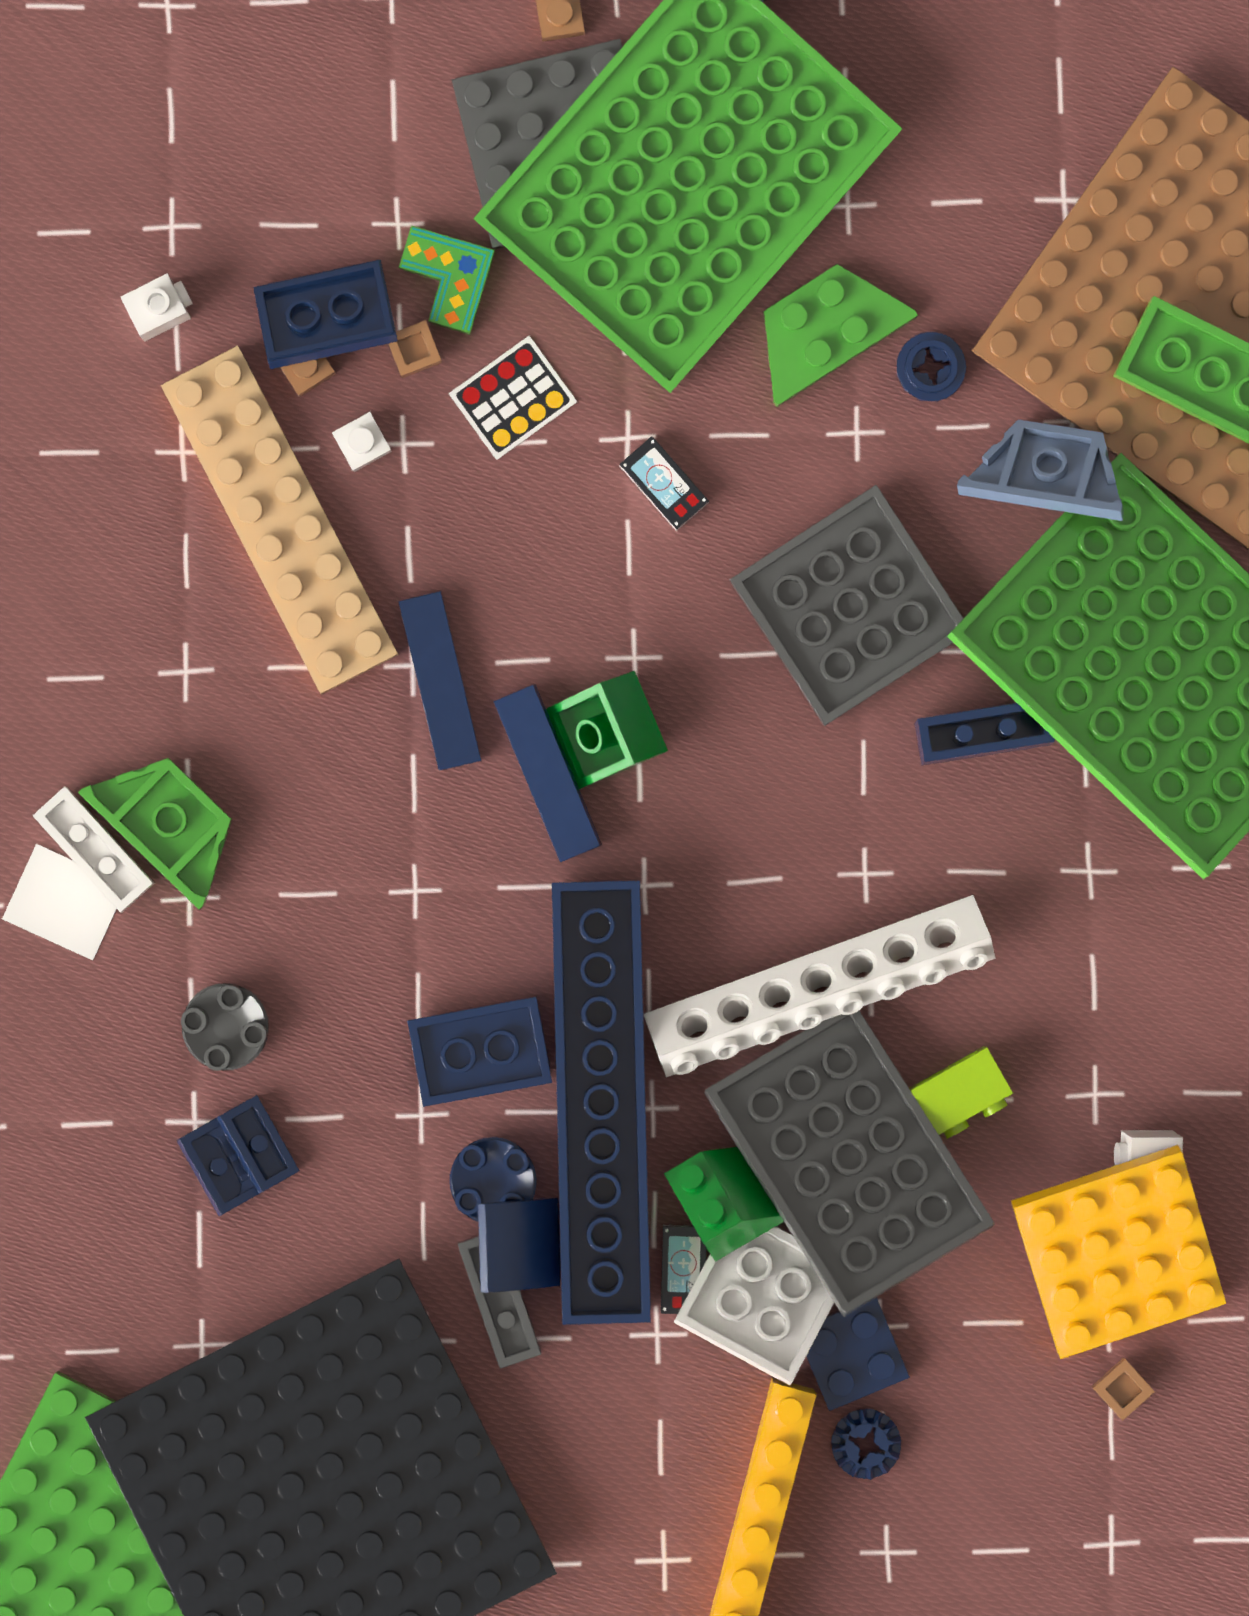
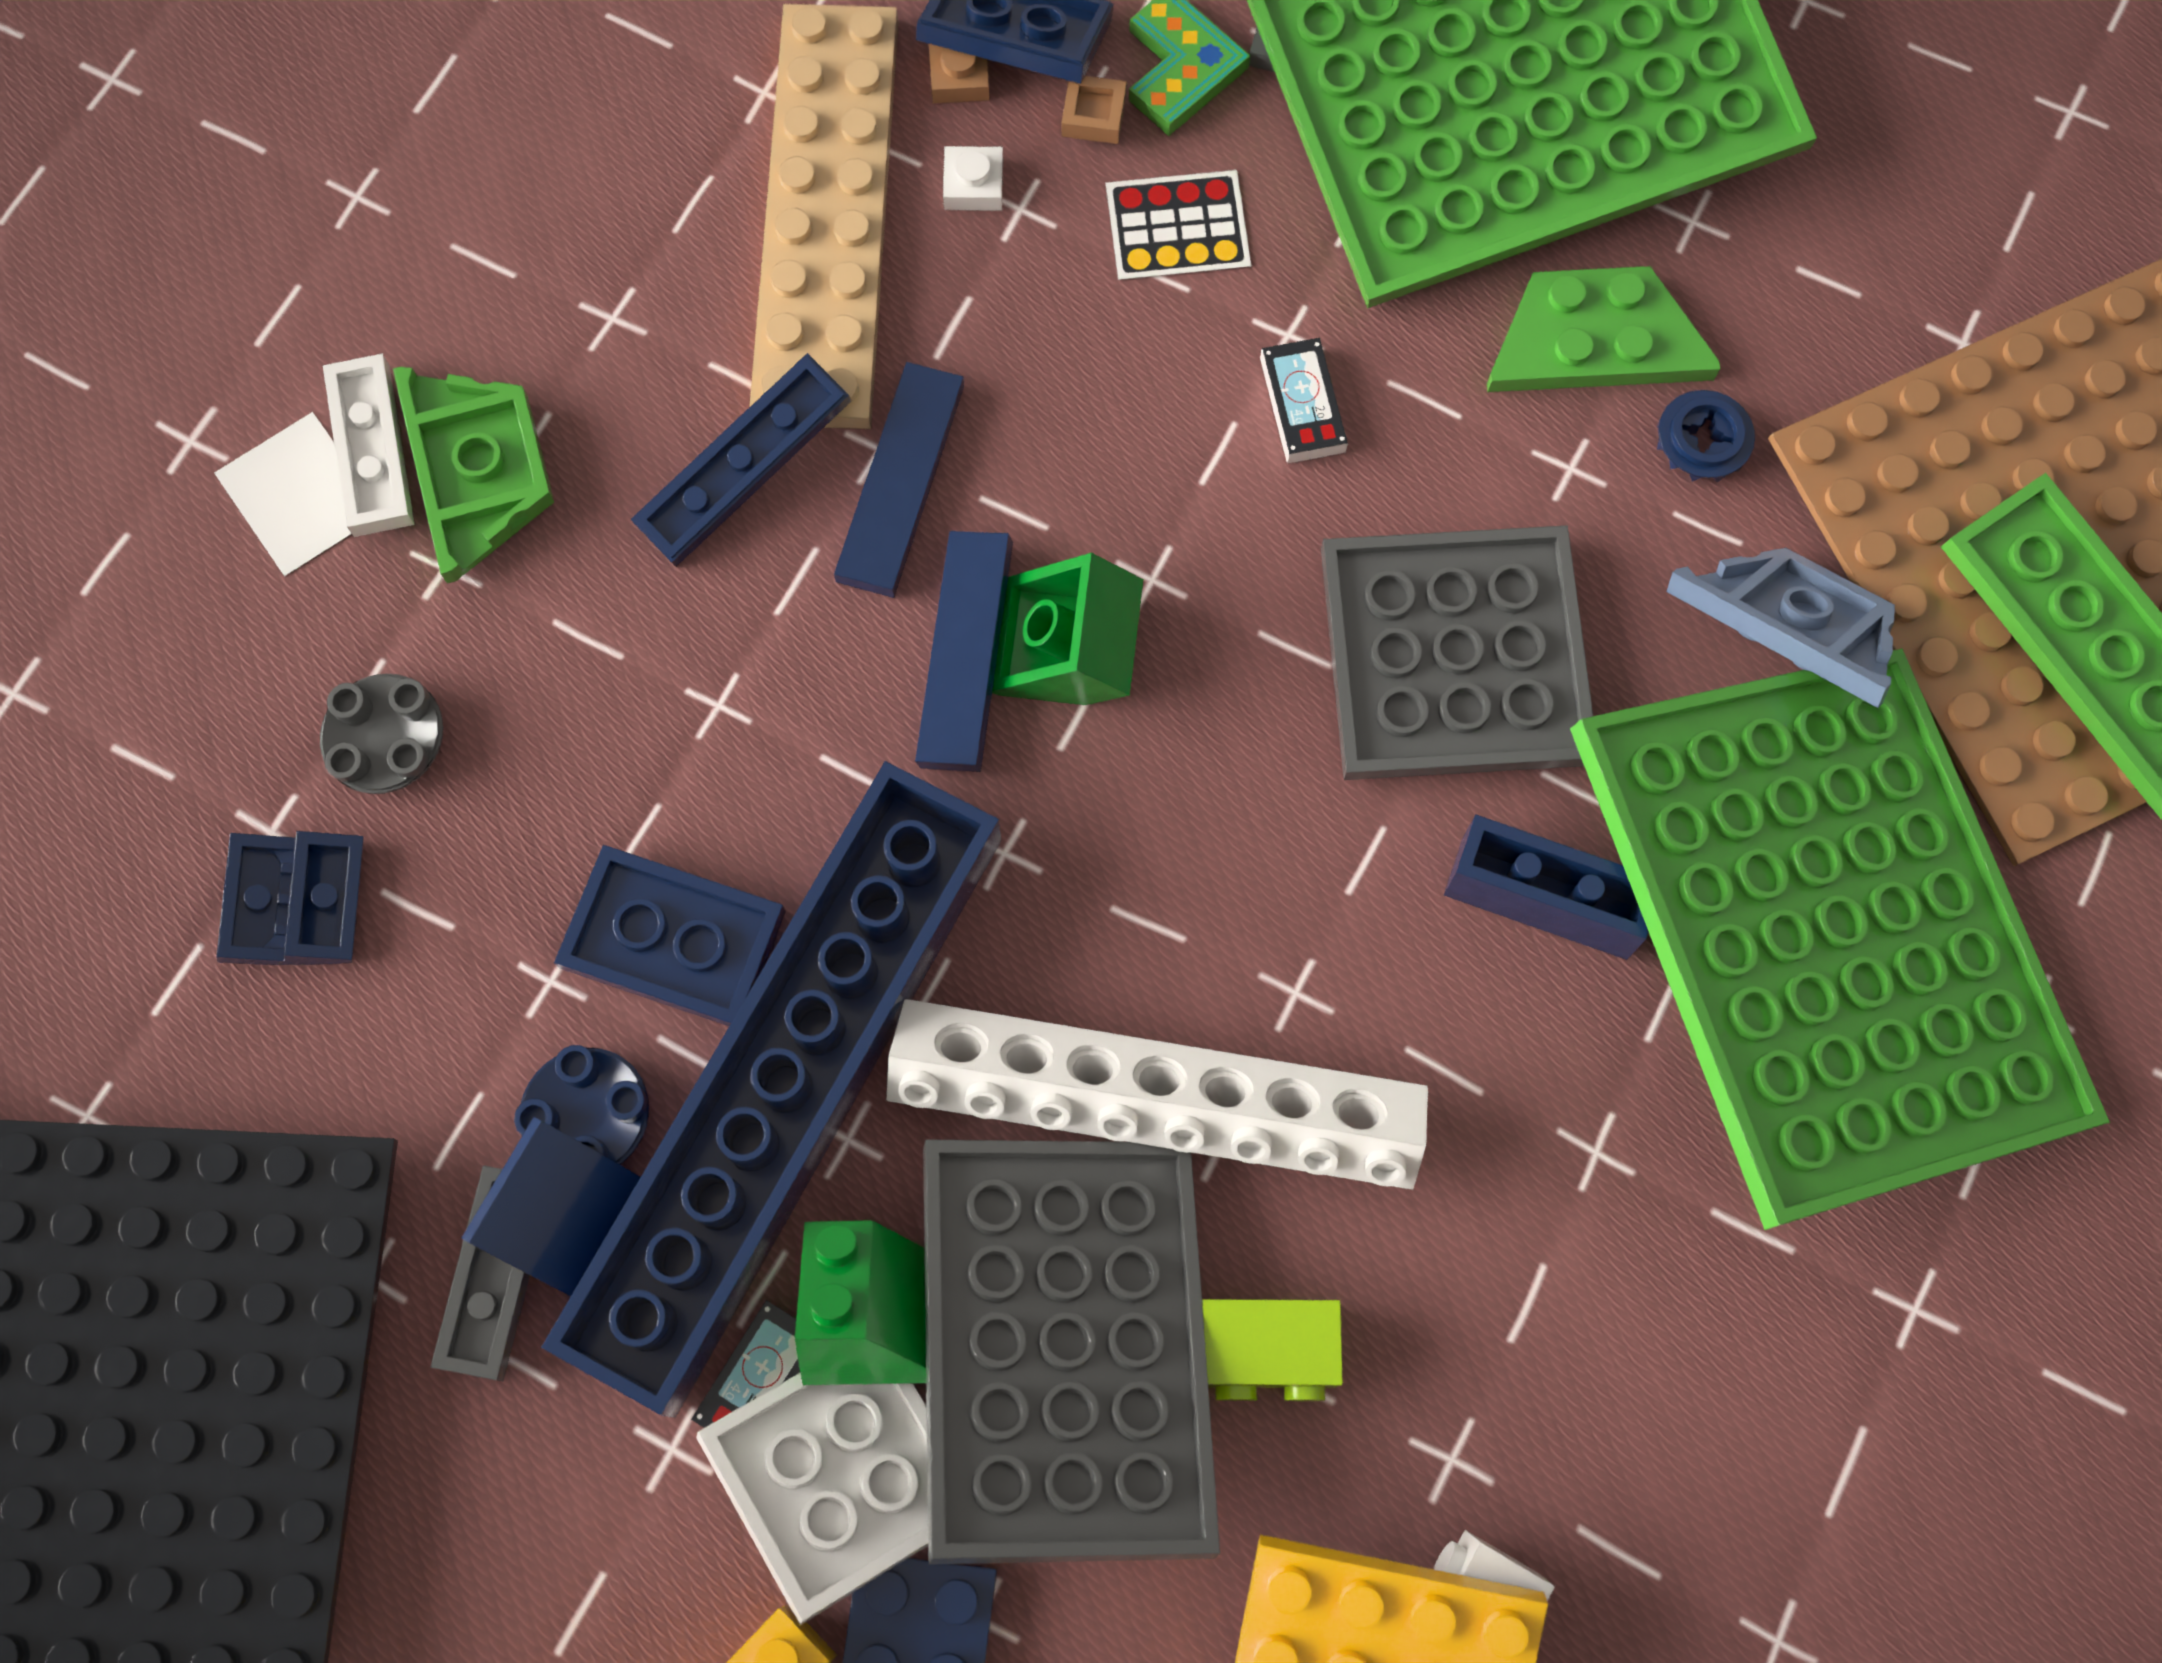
camera: 30 degrees right, 15 degrees down
(336, 728) = (741, 459): none -> dark blue tile

